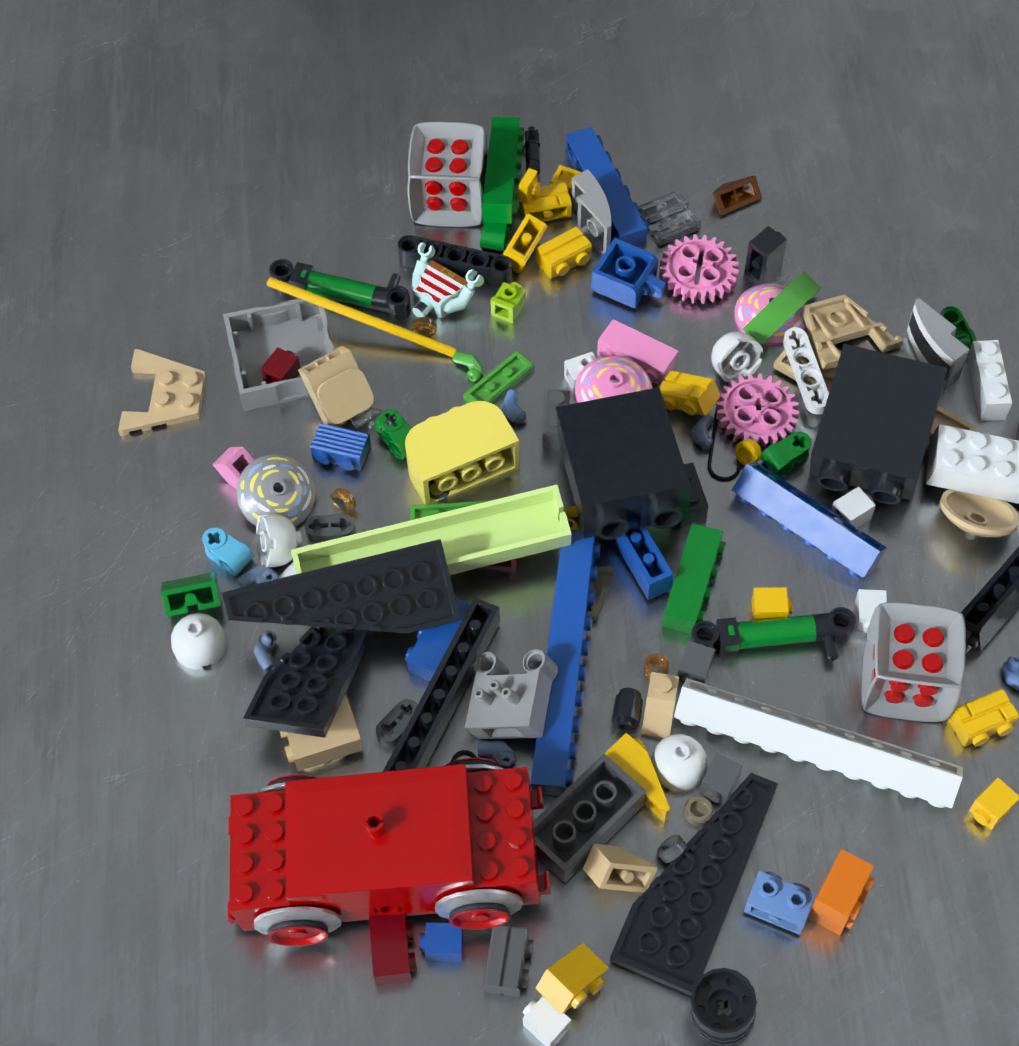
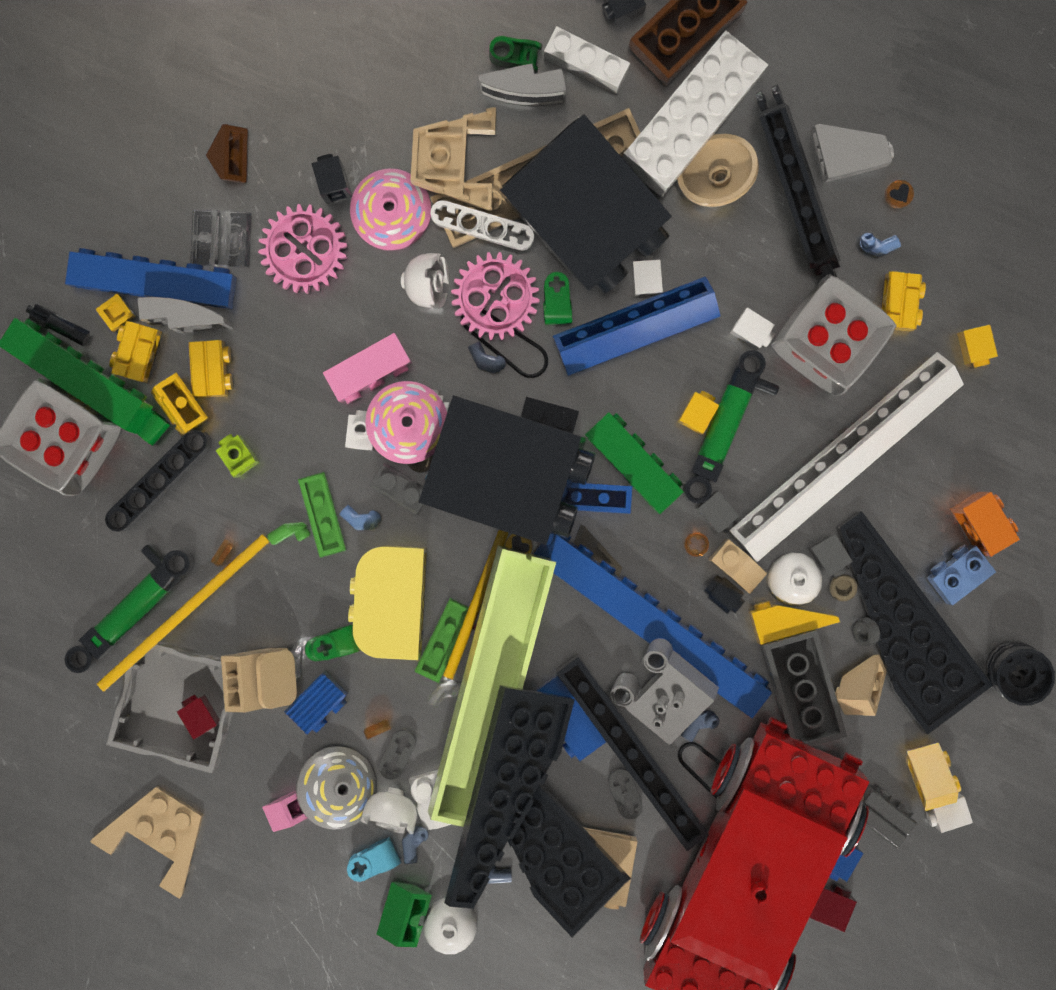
camera: 60 degrees left, 30 degrees up
(440, 289) = (184, 515): torso -> none
(528, 186) = (119, 364): yellow plate -> none
(627, 274) = (274, 325): blue hinge -> none
(689, 393) = (444, 352): yellow brick -> none
(748, 451) = (535, 333): yellow tile -> none
(782, 308) = (401, 199): bright green slope -> none

